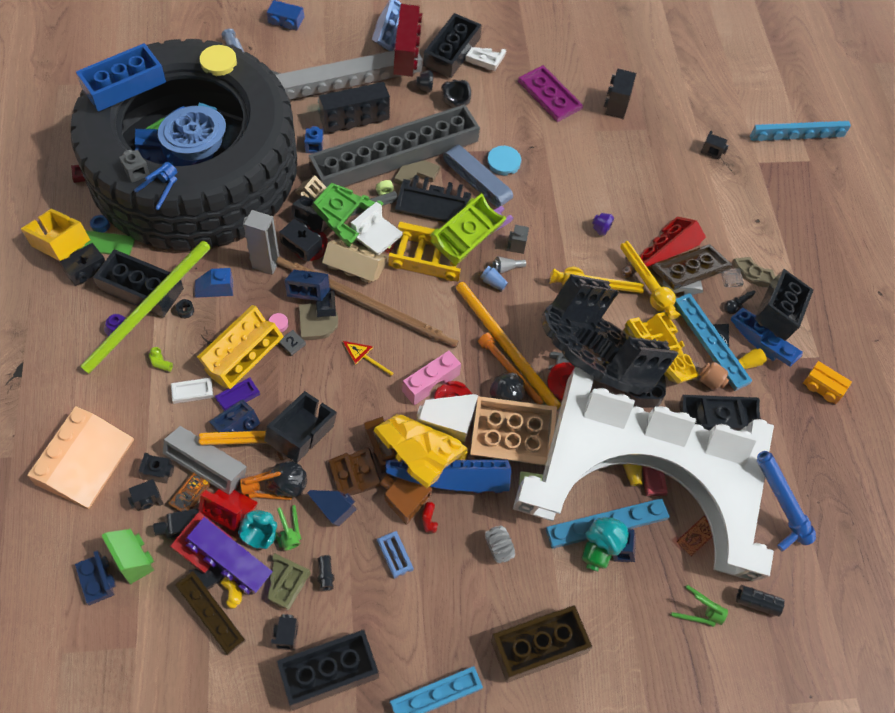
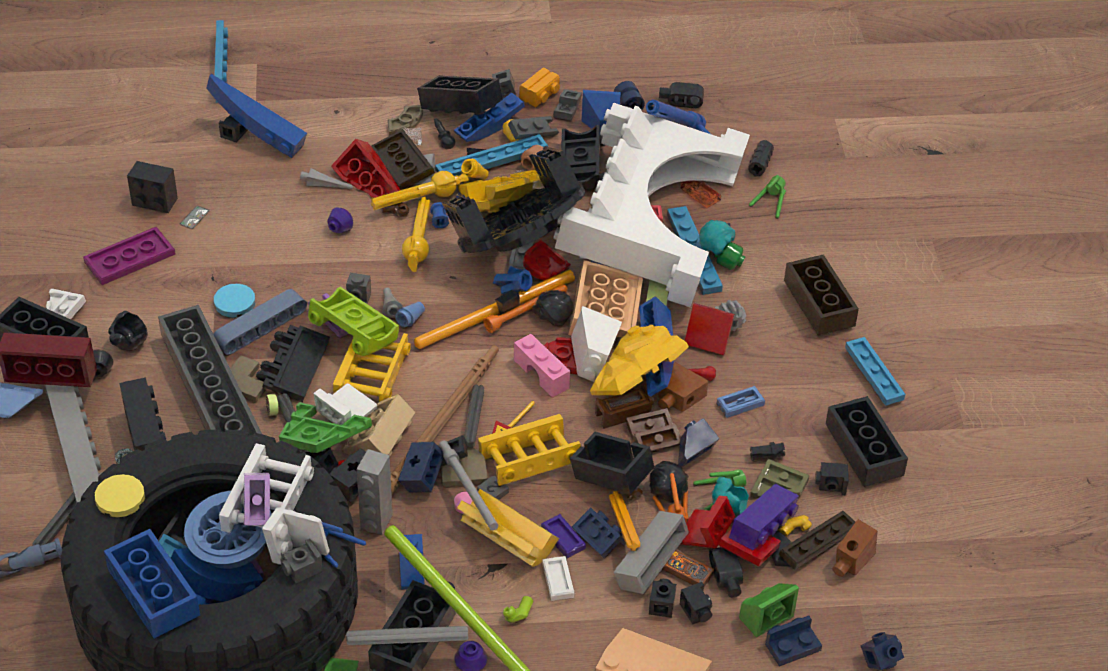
camera: 85 degrees left, 15 degrees down
(63, 656) = (882, 651): none -> dark blue brick
(120, 272) = (407, 635): none -> light grey axle
(151, 151) = (291, 529): none -> white bracket
(186, 642) = (855, 549): none -> dark orange torso
(188, 125) = (256, 498): none -> lavender slope
(206, 125) = (258, 461): none -> white fence
(310, 302) = (452, 459): none -> light grey bar
(340, 353) = (524, 436): none -> yellow fence
(372, 326) = (474, 415): none -> dark grey axle
(480, 523) = (709, 328): none -> red tile
(507, 348) = (508, 301): none -> black slope
(536, 355) = (516, 280): none -> blue rock
(602, 131) = (194, 217): none -> light grey sticker
(625, 298) = (440, 217): none -> blue bush
(659, 206) = (316, 178): none -> light grey piece
(686, 323) = (474, 169): none -> yellow cone
(712, 161) = (257, 118): none -> blue slope
(759, 373) = (532, 126): none -> dark grey hinge
(794, 438) = (595, 106): none -> blue slope
(810, 411) = (568, 104): none -> dark grey slope
(822, 350) = (506, 82): none -> dark grey brick
(828, 465) = (630, 95): none -> dark blue wheel
(850, 523) = (683, 94): none -> black piece

